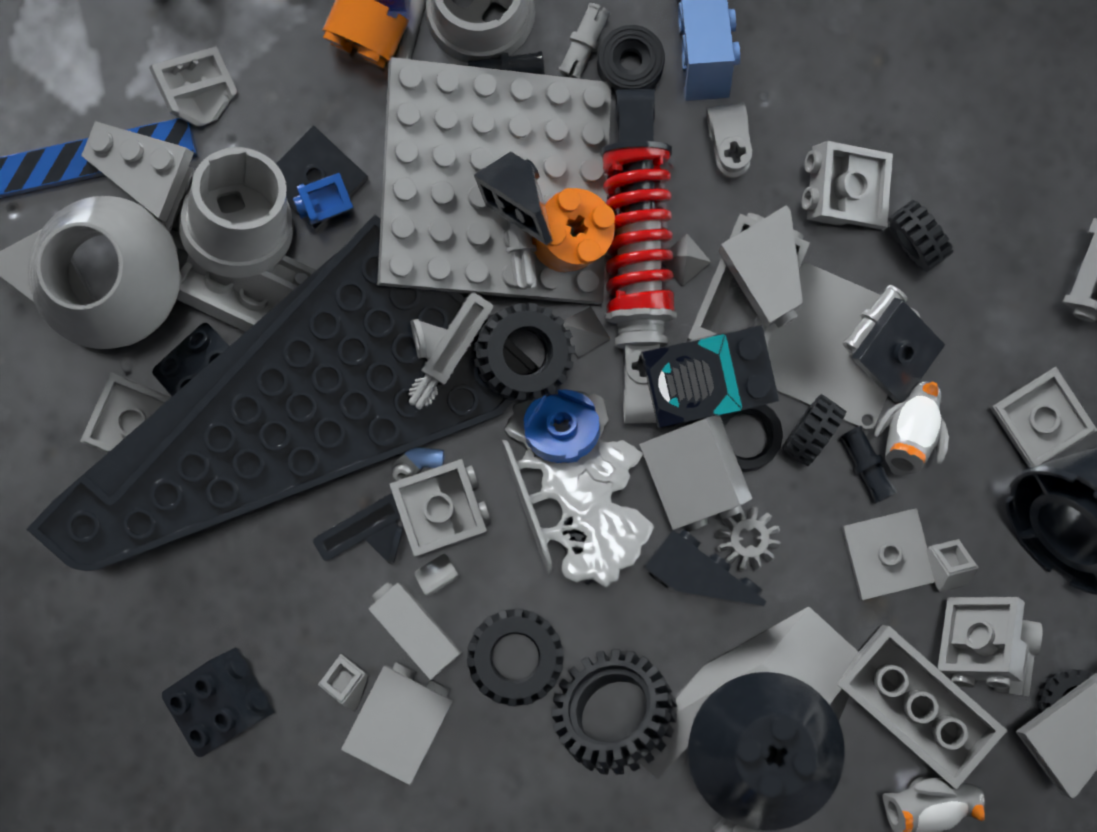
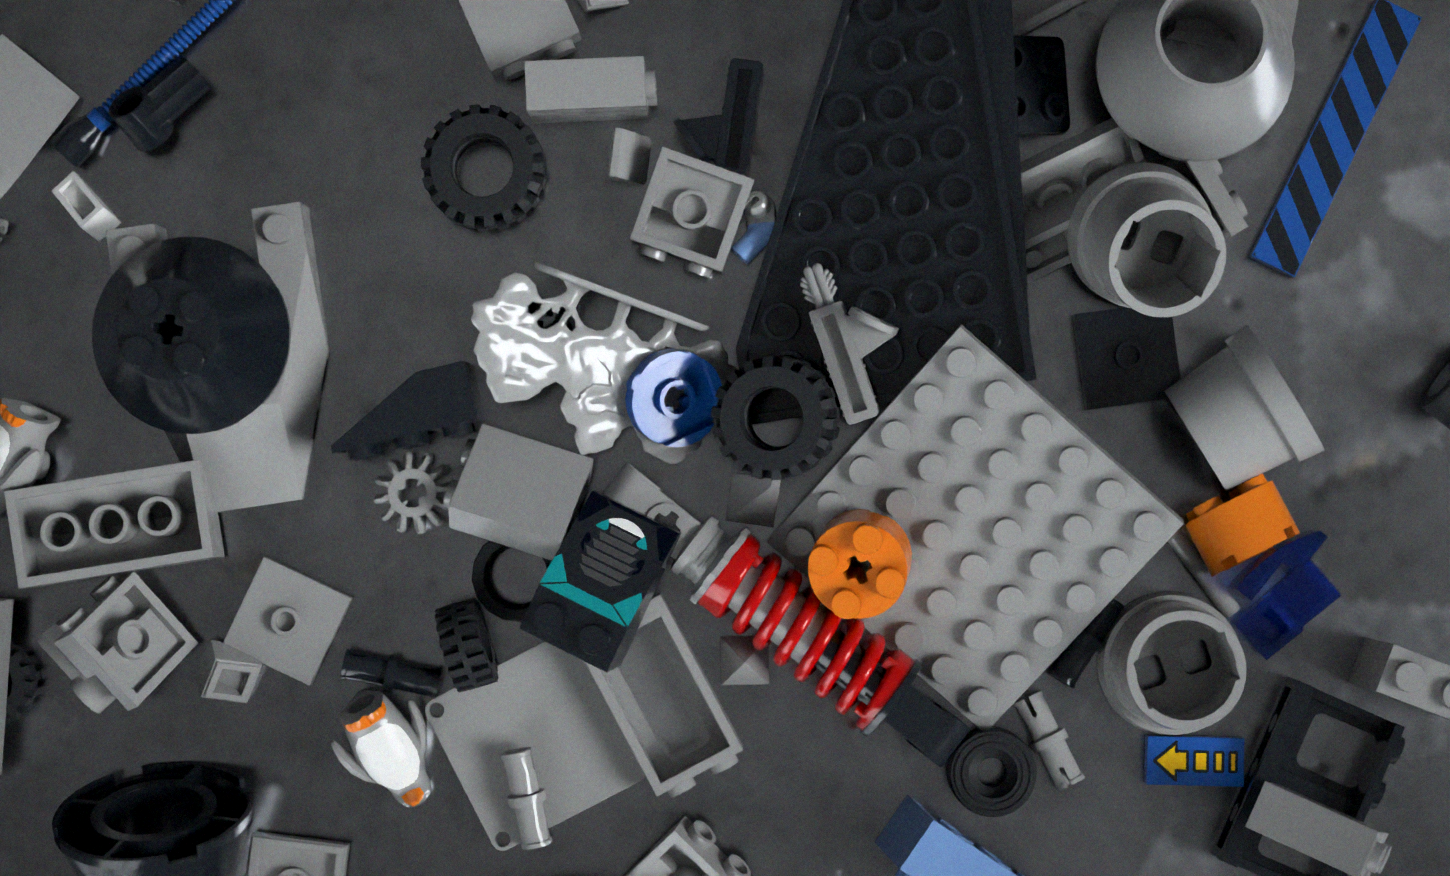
camera: 130 degrees right, 5 degrees up
(139, 165) = (1277, 184): light grey wing -> none
(195, 86) = (1319, 309): light grey slope -> none
(295, 77) = (1243, 412): none -> light grey piece
(322, 199) = (1096, 342): blue bracket -> none
(513, 192) = (937, 533): black slope -> none
(522, 257) = (880, 497): light grey axle -> none
(636, 745) = (298, 222): black tyre -> none
(730, 133) = (836, 811): light grey piece -> none
(767, 267) = (663, 729): light grey slope -> none
(898, 350) = (477, 796): black plate -> none

